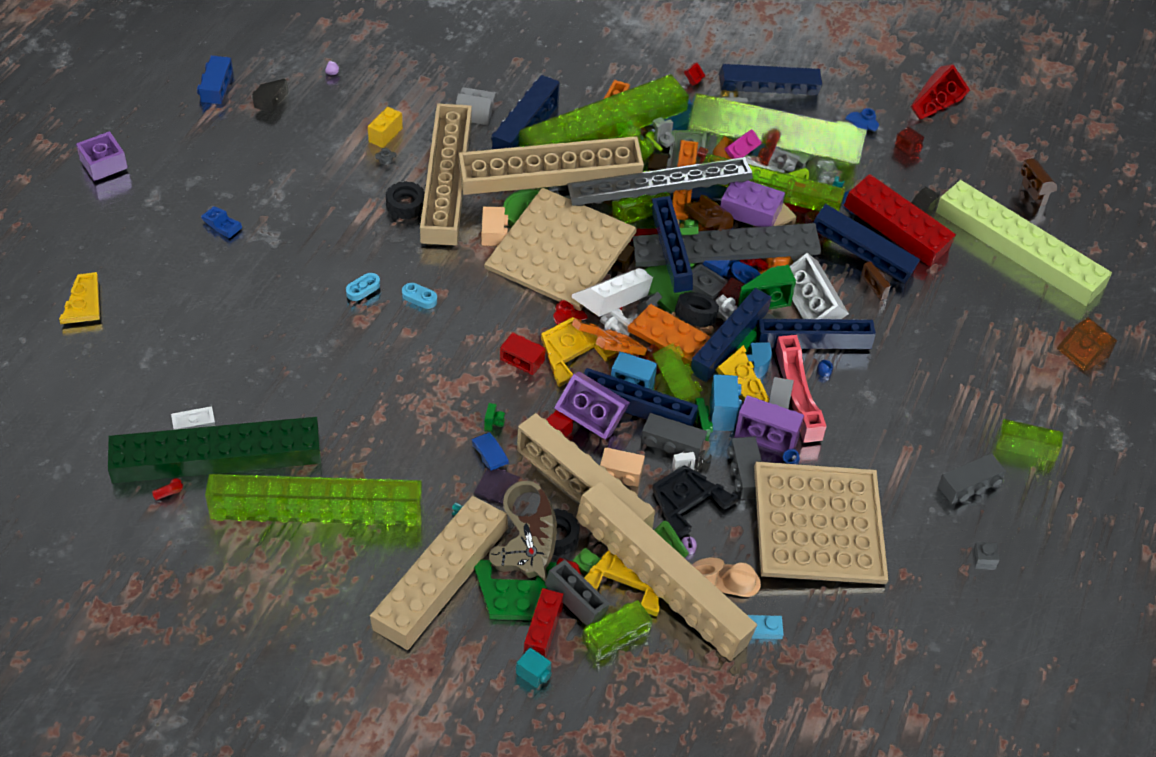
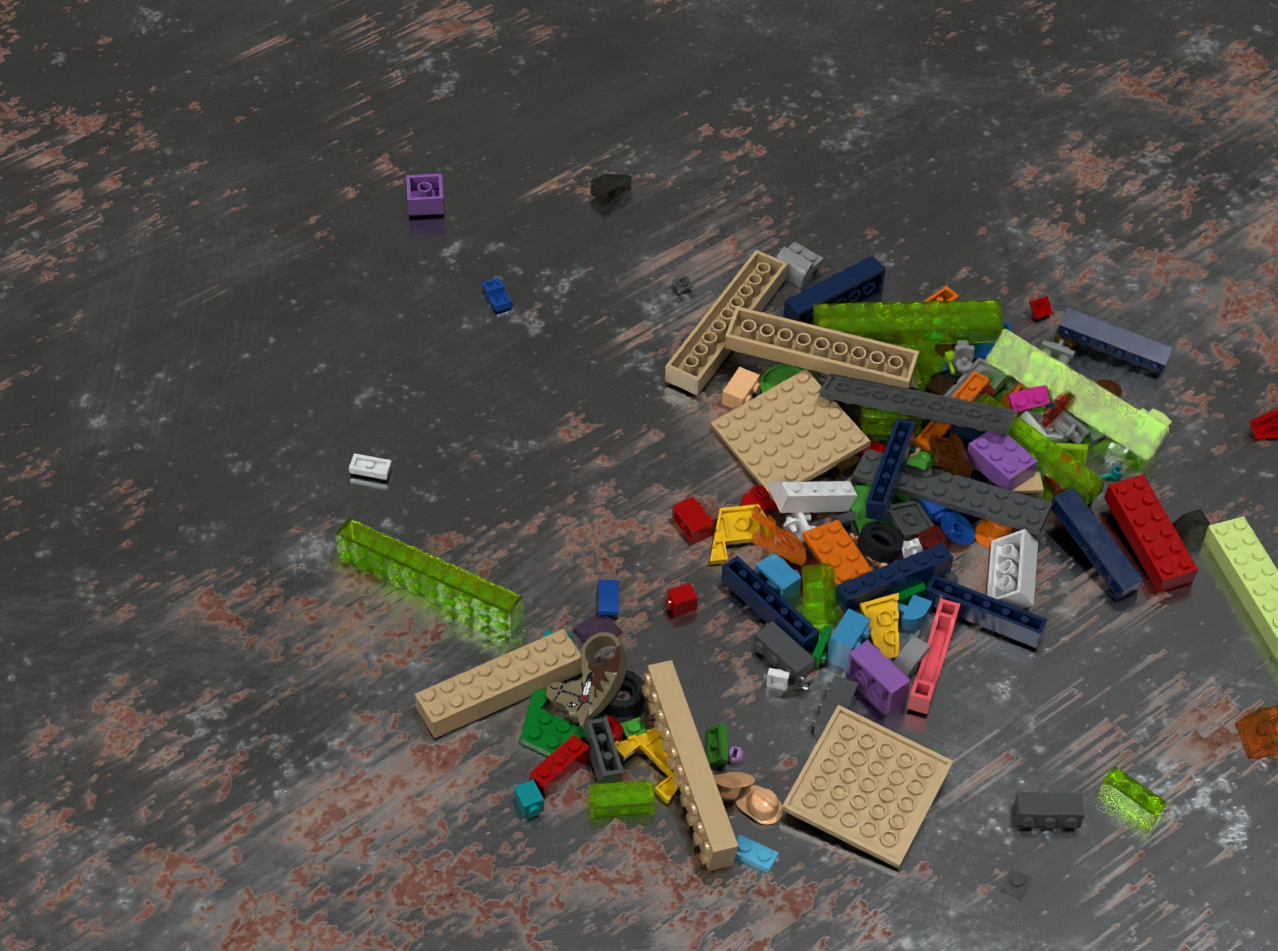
camera: 30 degrees right, 0 degrees up
(84, 300) = (339, 324): yellow wing -> none
(174, 487) = (319, 519): red arm -> none
(213, 450) = (373, 500): dark green brick -> none
(215, 79) = (569, 154): blue brick -> none
(332, 68) = (683, 179): lavender hinge -> none
(362, 286) = (586, 402): medium azure plate -> none
(385, 127) = (697, 255): yellow brick -> none
(402, 189) = (672, 322): black tyre -> none
(419, 295) = (630, 427): medium azure plate -> none
(493, 418) = (628, 568): green tile -> none
(572, 467) = (671, 644): tan brick -> none
(592, 405) = (720, 592): medium lavender brick -> none
(623, 465) = (717, 659): light nougat brick -> none
(684, 490) = (762, 704): black wing -> none
(760, 263) = (979, 522): red arm -> none
(775, 282) = (969, 549): green slope -> none
(790, 457) = (883, 717): blue hinge -> none
(824, 368) = (973, 649): blue hinge -> none
(865, 119) = (1189, 418): blue plate -> none
(875, 280) = (1086, 577): reddish brown plate -> none
(909, 141) = (1222, 457): clear red brick -> none

